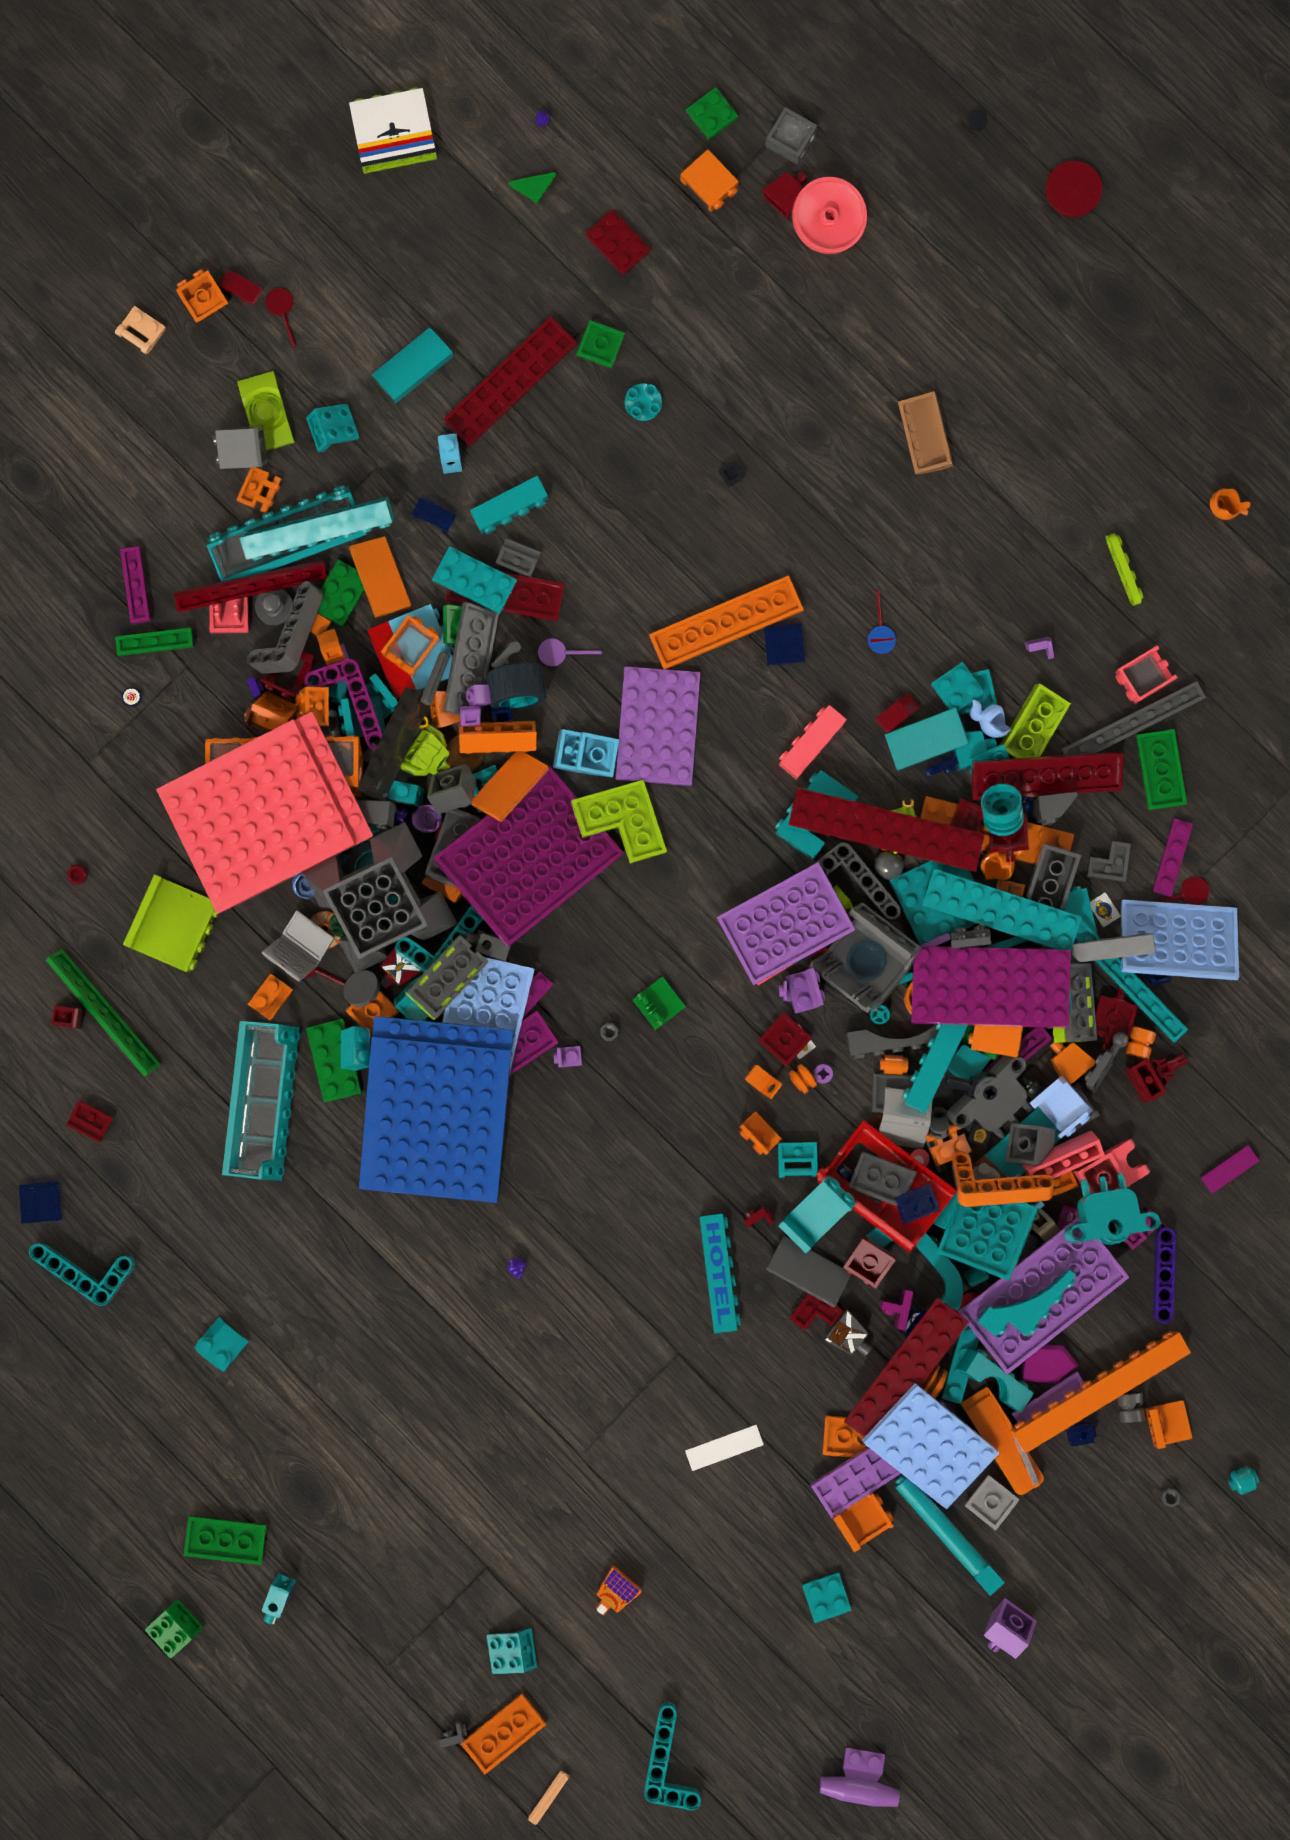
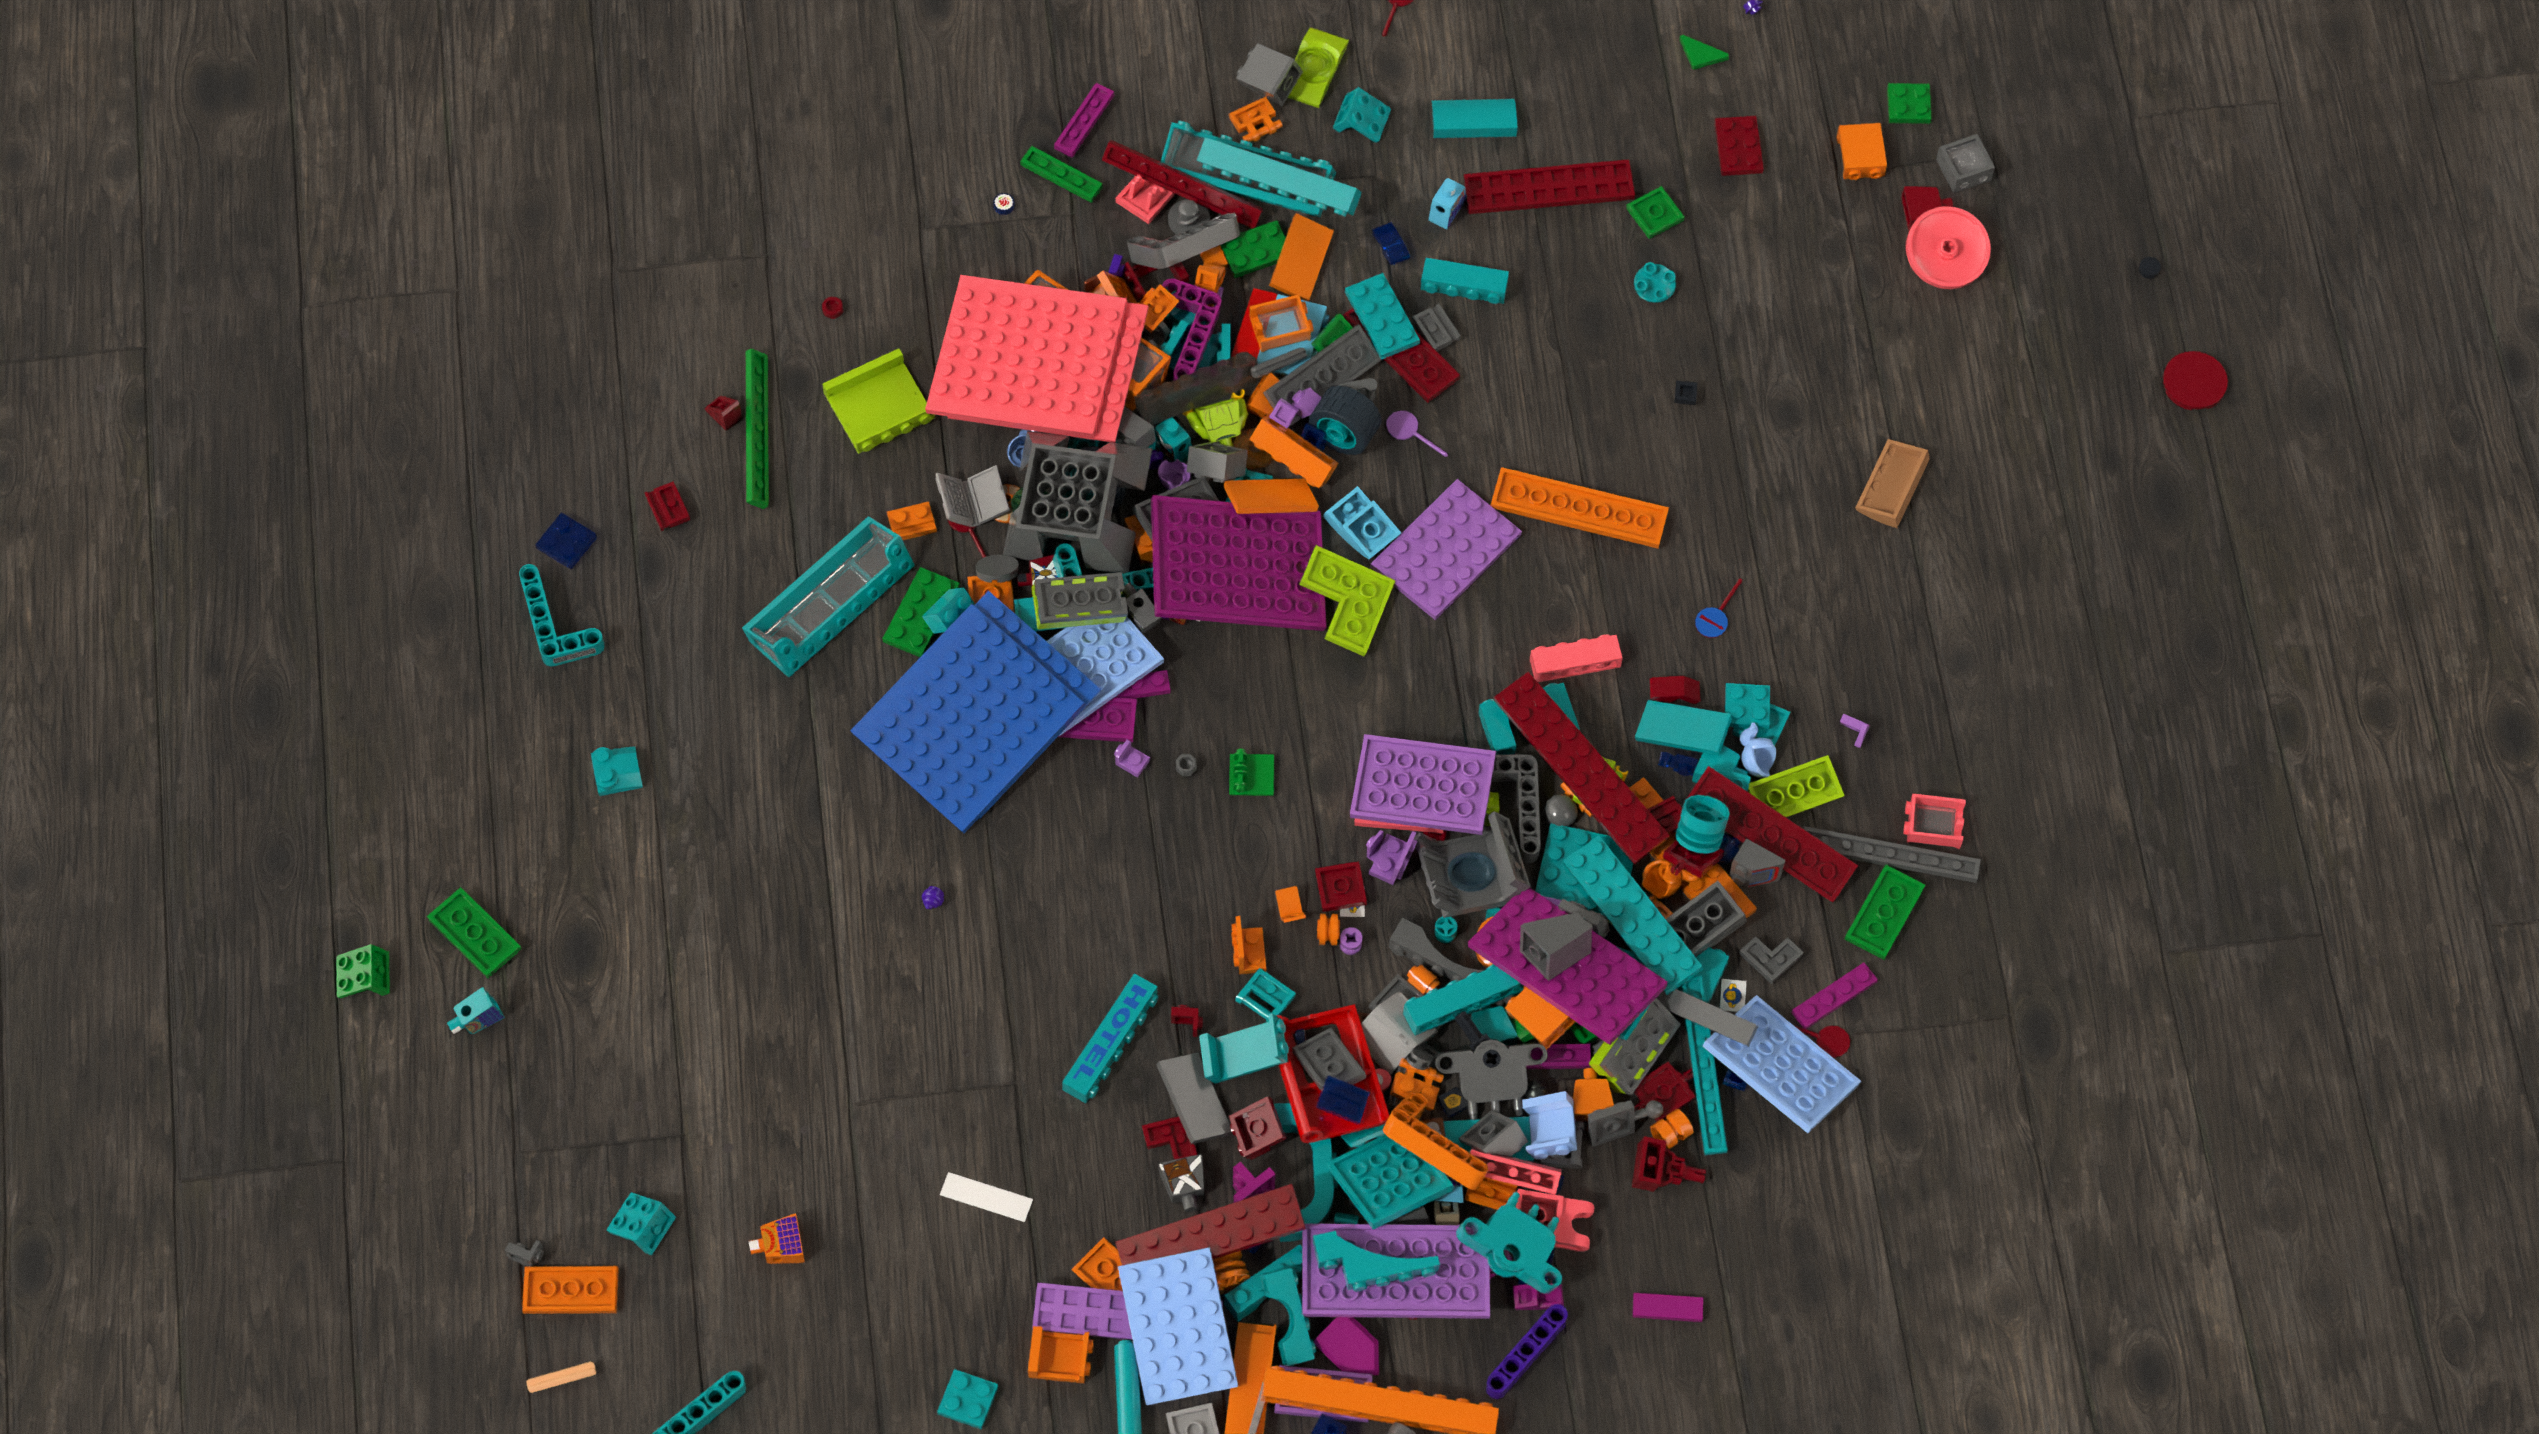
camera: 35 degrees right, 20 degrees down
(784, 644) = (1617, 563): clear blue plate -> none
(980, 985) = (1556, 942): none -> dark grey slope
(1121, 561) = (1986, 727): lime plate -> none
(1226, 504) = (2130, 731): orange hat -> none

